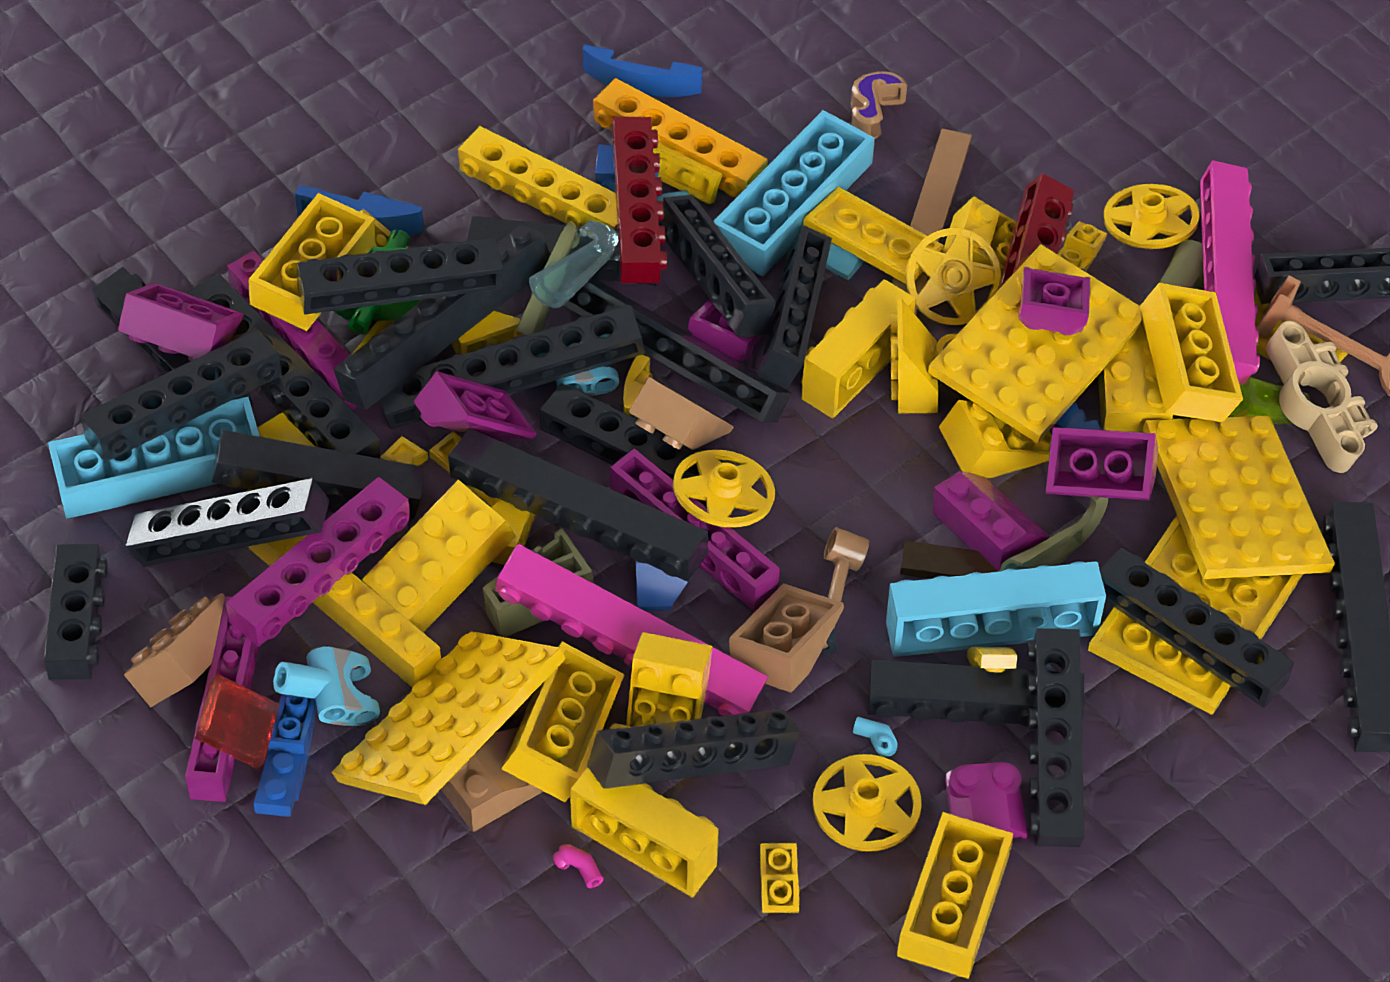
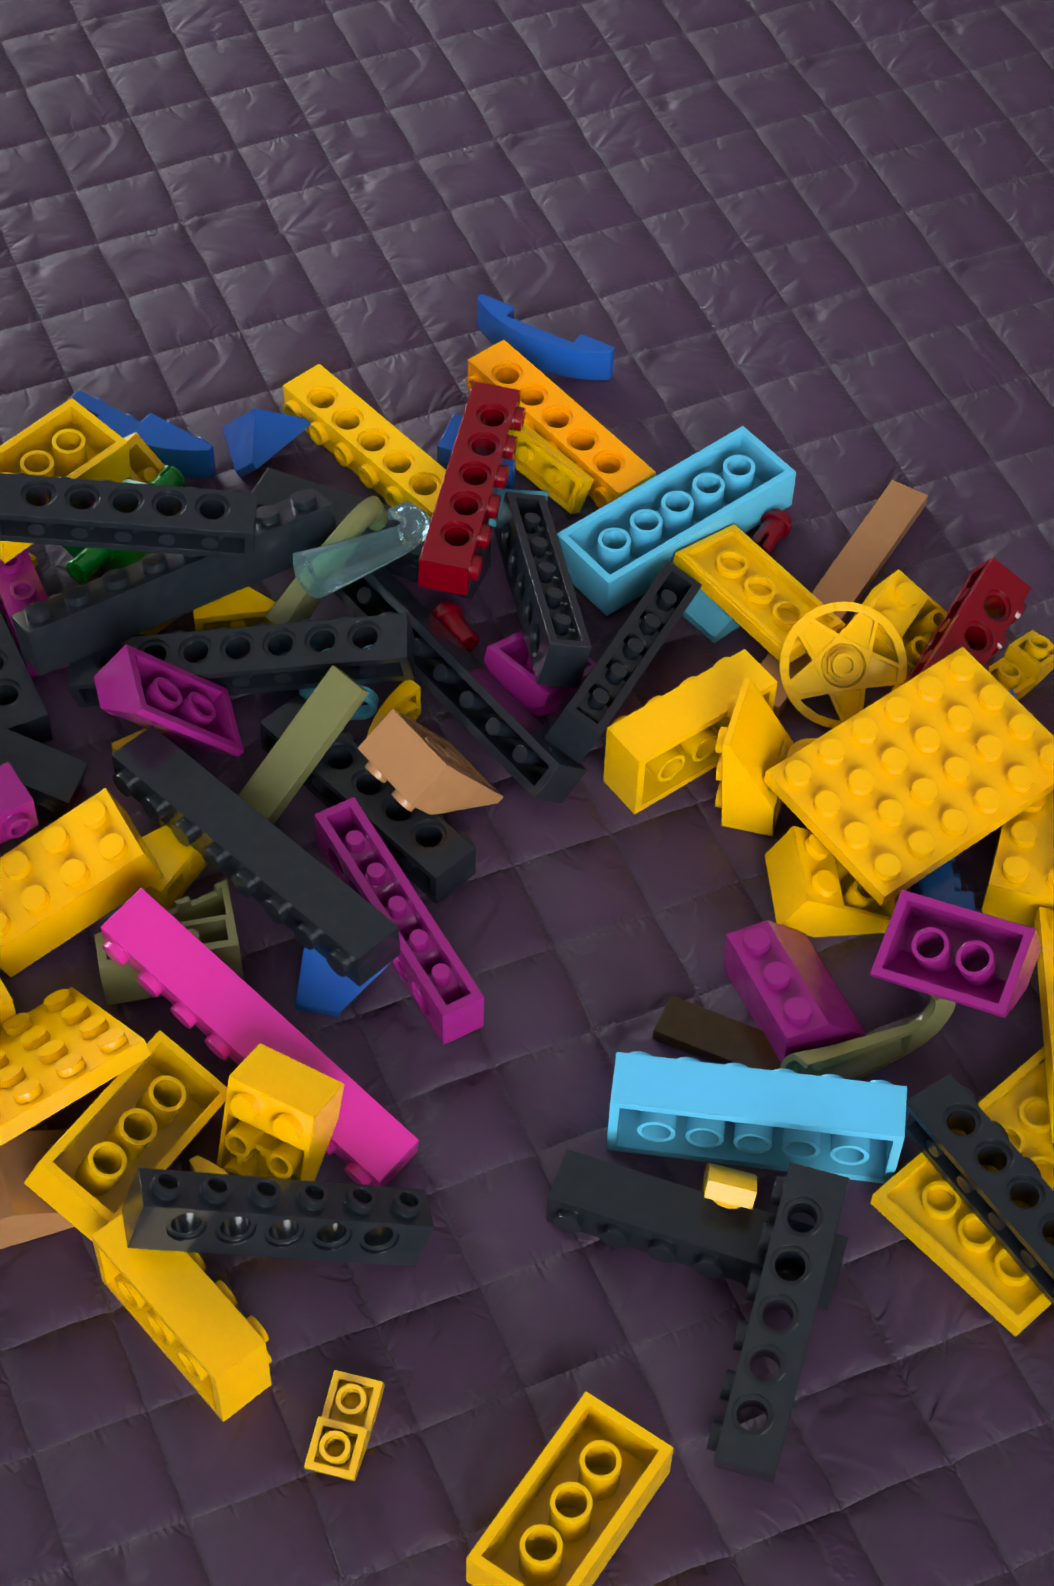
camera: 15 degrees right, 0 degrees up
(405, 452) = (80, 741): yellow tile -> none
(452, 194) = (260, 436): none -> blue slope
(580, 859) = (91, 1330): dark pink arm -> none
(584, 414) = (303, 744): none -> olive tile
(649, 301) = (451, 618): none -> dark red pin
(724, 488) = (449, 874): yellow wheel -> none
(786, 635) = (464, 1089): medium nougat slope -> none
(846, 553) = (585, 994): medium nougat piece -> none
(866, 182) = (773, 528): none -> dark red pin
(867, 802) = (499, 1347): yellow wheel -> none
(868, 94) = (815, 417): medium nougat animal -> none
(879, 734) = (549, 1252): medium azure arm -> none
(988, 796) = (664, 1383): magenta slope -> none
(1054, 301) = (952, 723): magenta slope -> none

